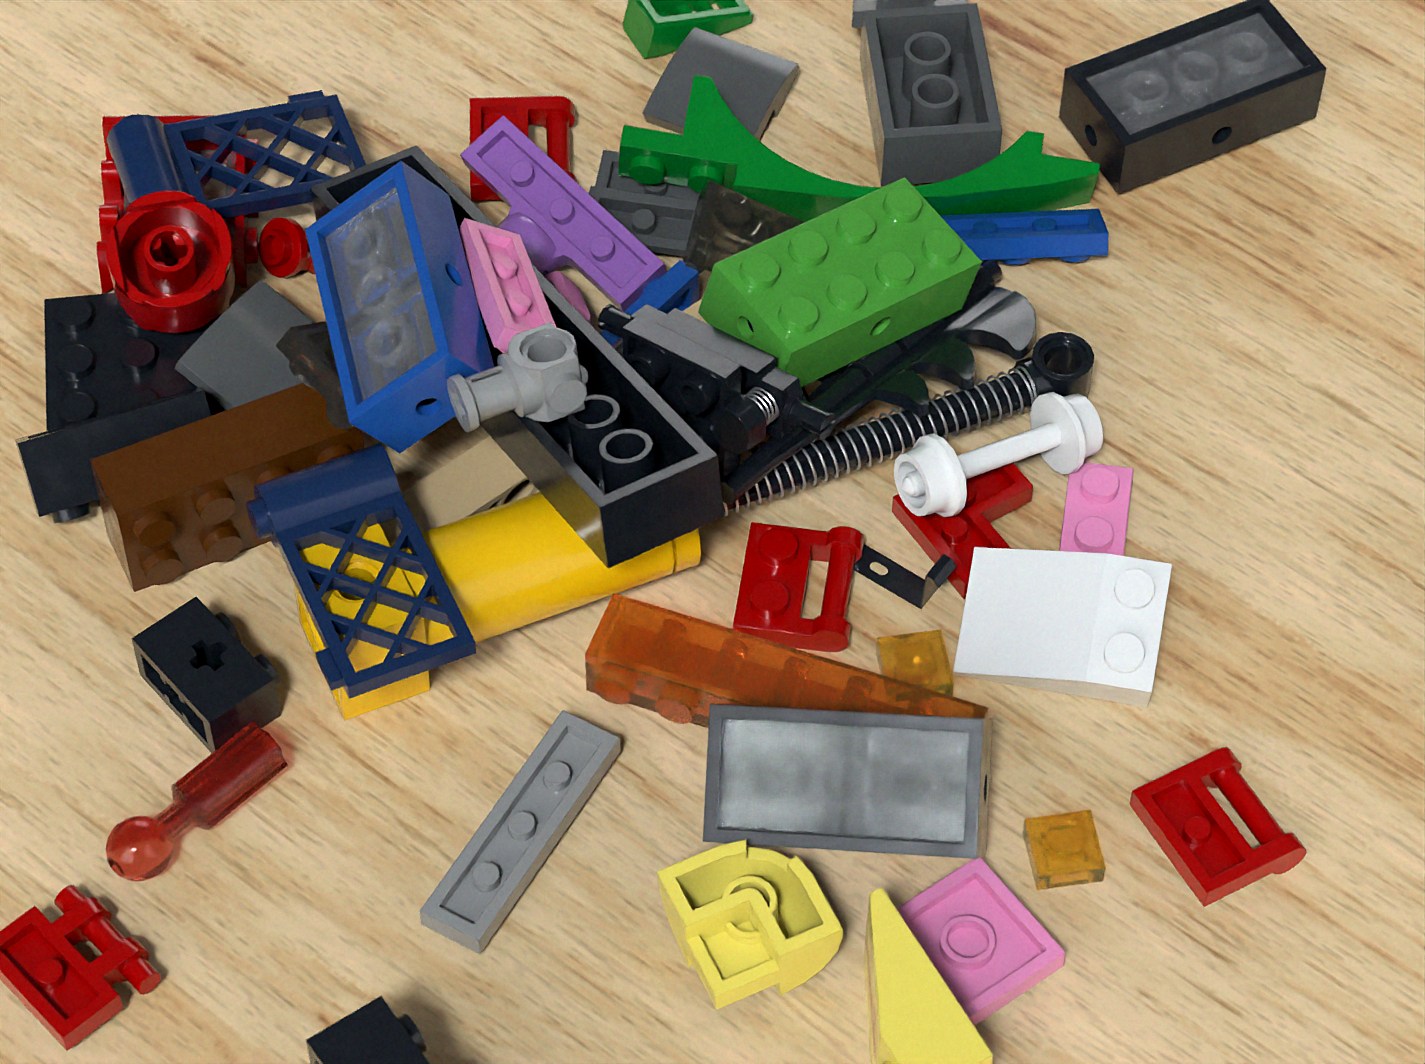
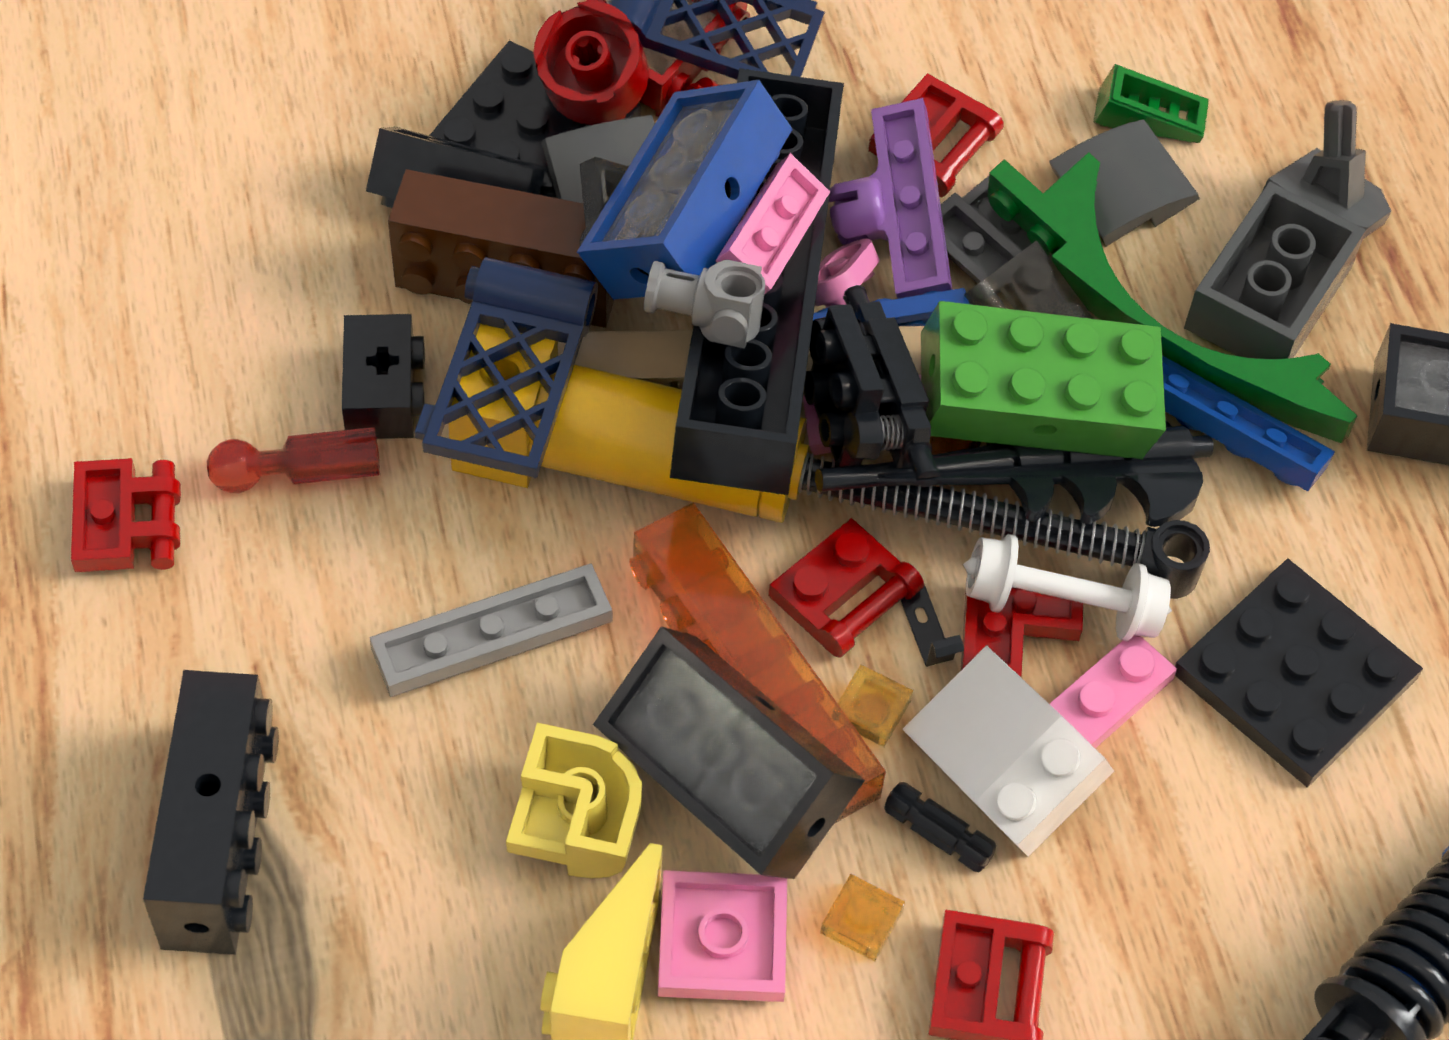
camera: 35 degrees right, 5 degrees up
(1059, 730) = (940, 826): none -> black axle
(1225, 409) = (1297, 671): none -> black plate

